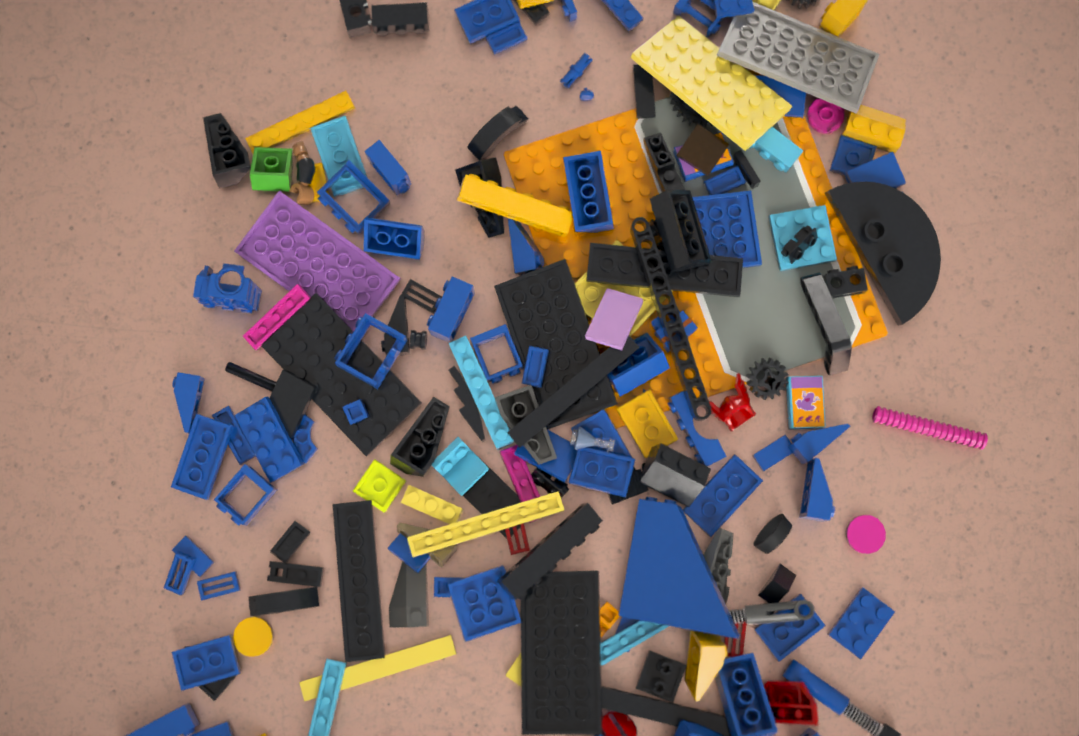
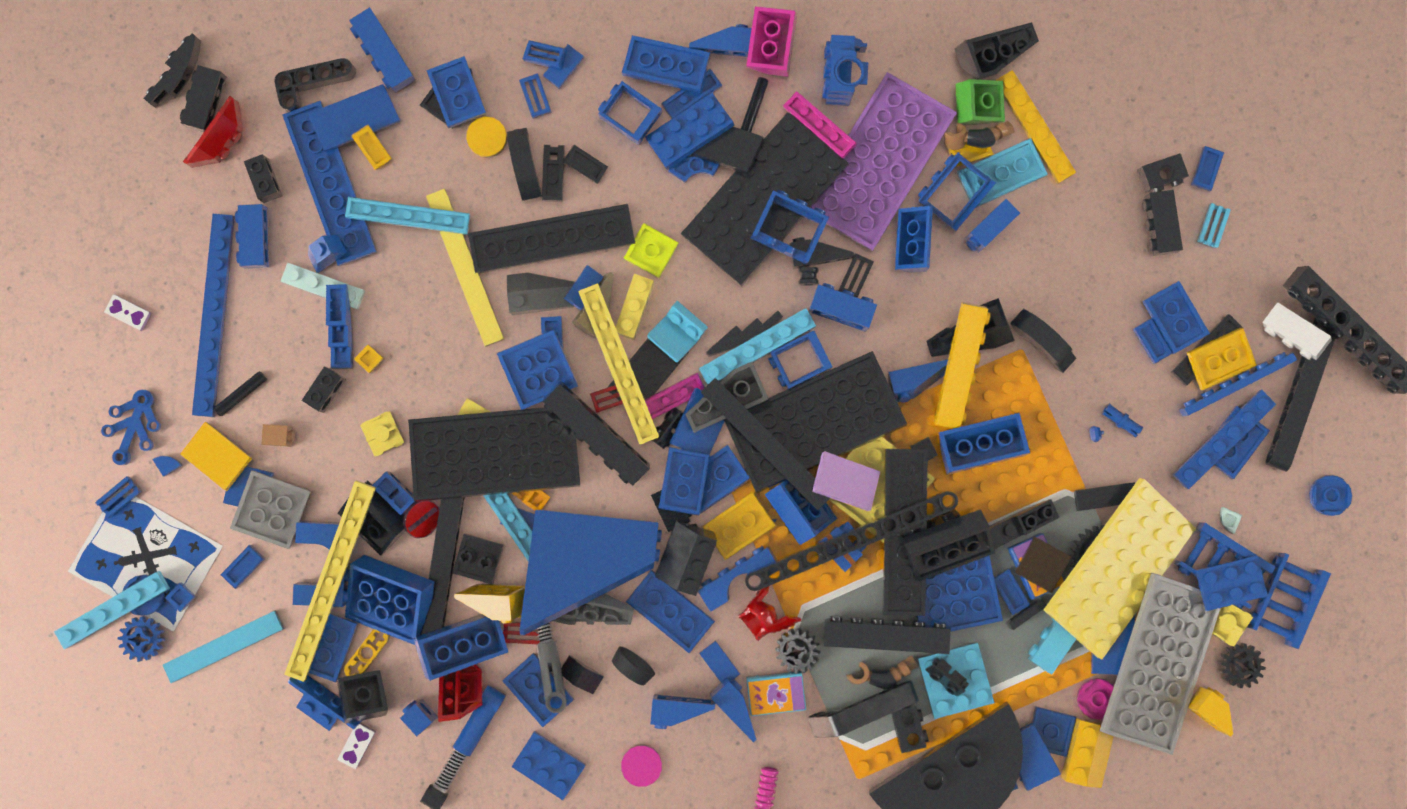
camera: 85 degrees right, 5 degrees up
(192, 354) = (771, 40): none -> dark pink slope
(355, 411) = (725, 217): blue plate -> none
(420, 444) = (698, 289): black wedge -> none
(535, 366) = (789, 402): blue tile -> none
(583, 439) = (715, 457): piece -> none
(585, 245) = (925, 444): none -> black tile
(759, 294) = (887, 636): none -> black brick
(797, 301) = (884, 678): none -> piece

